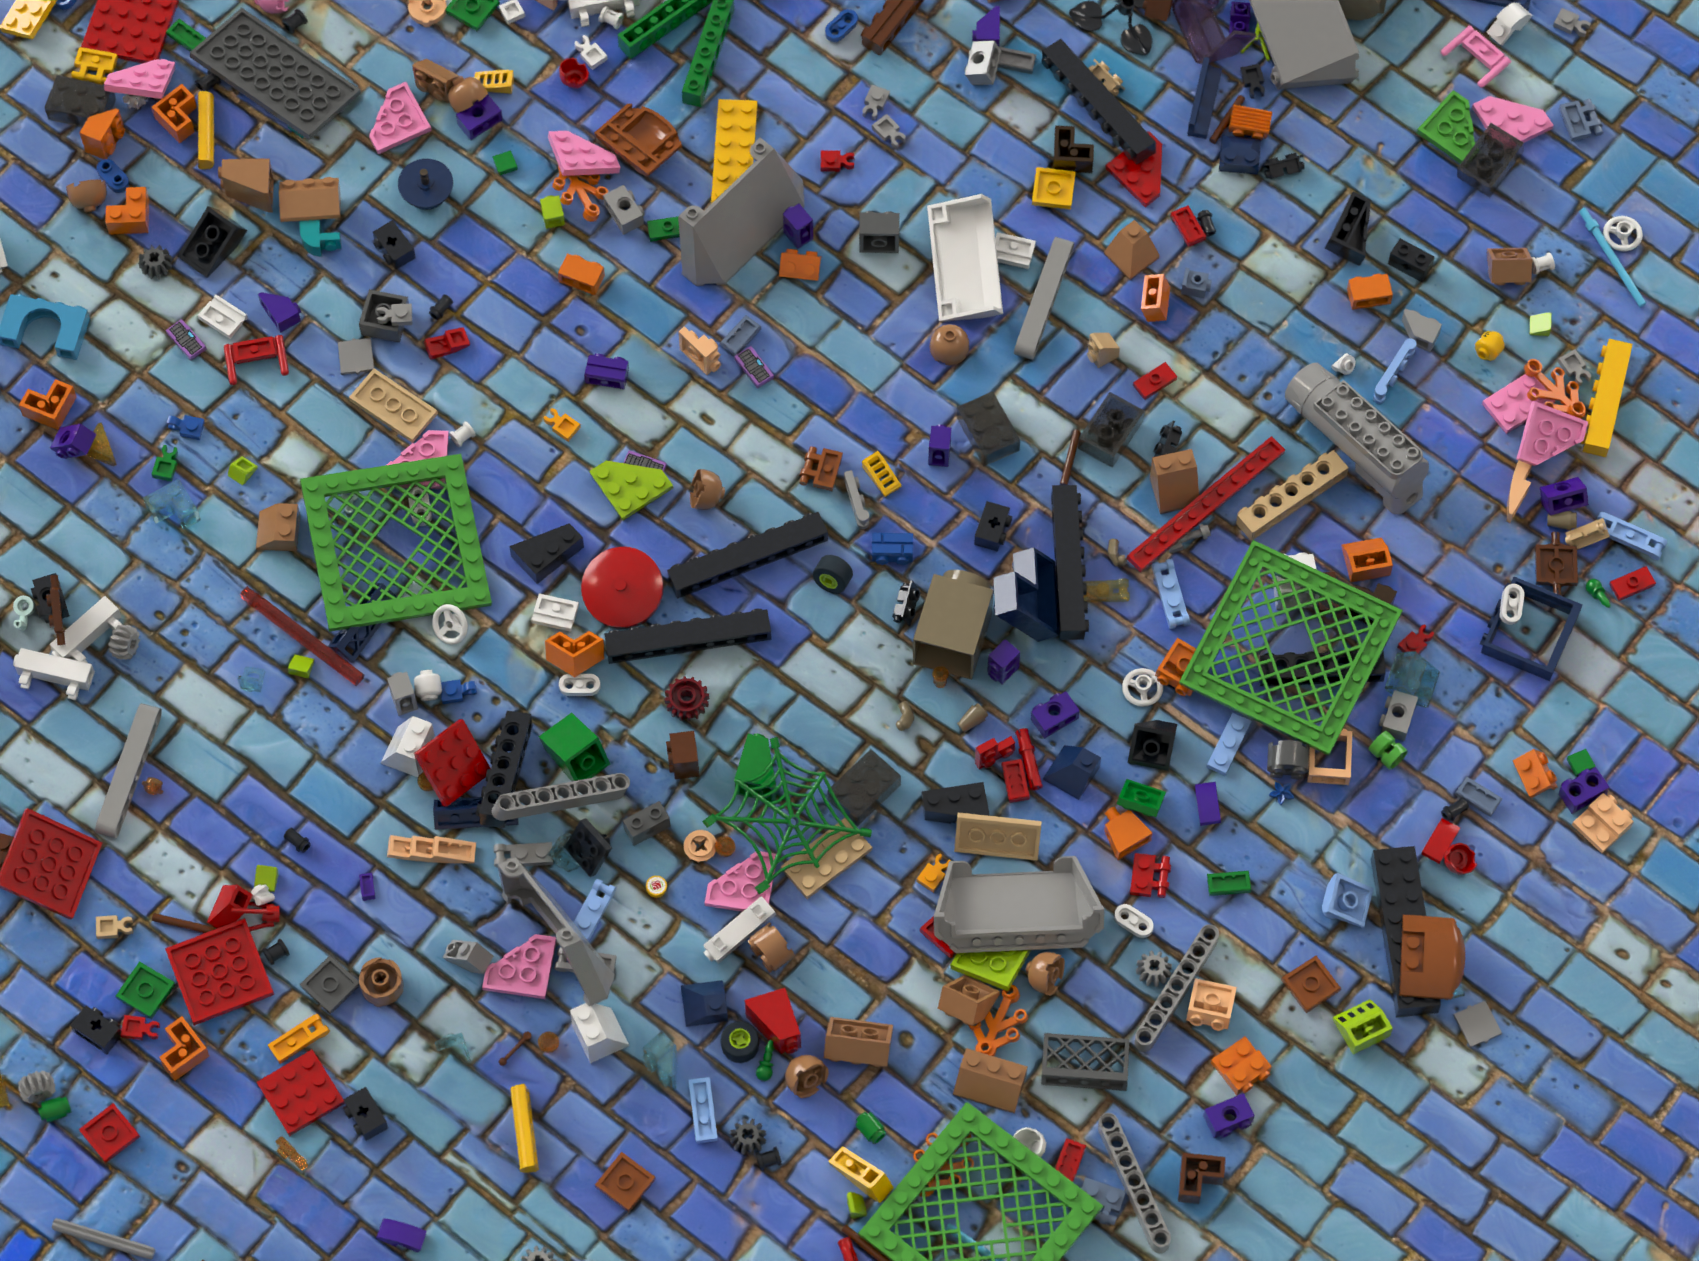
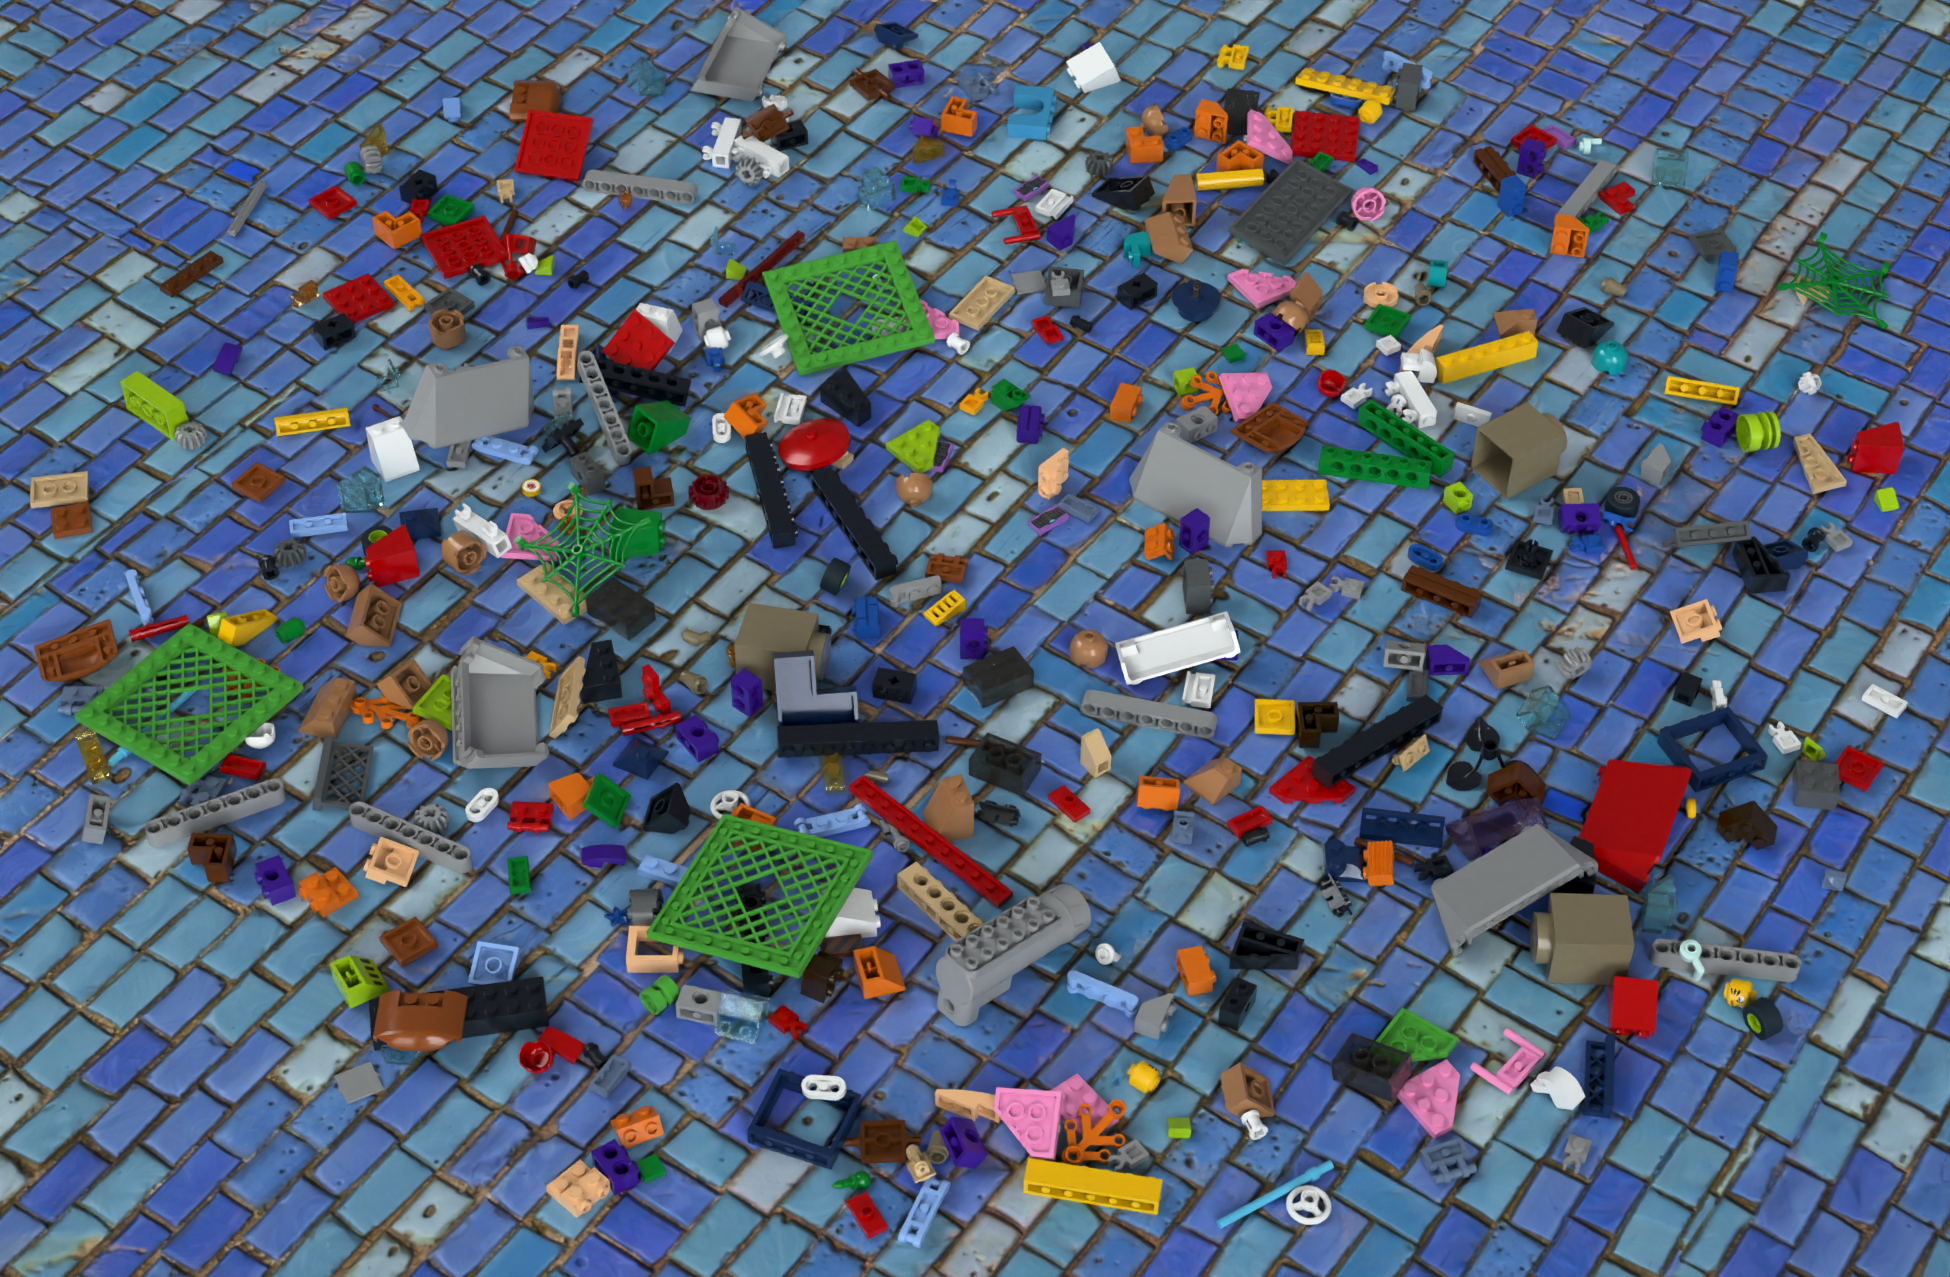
camera: 85 degrees right, 20 degrees down
(564, 386) = (1007, 396): none -> green slope

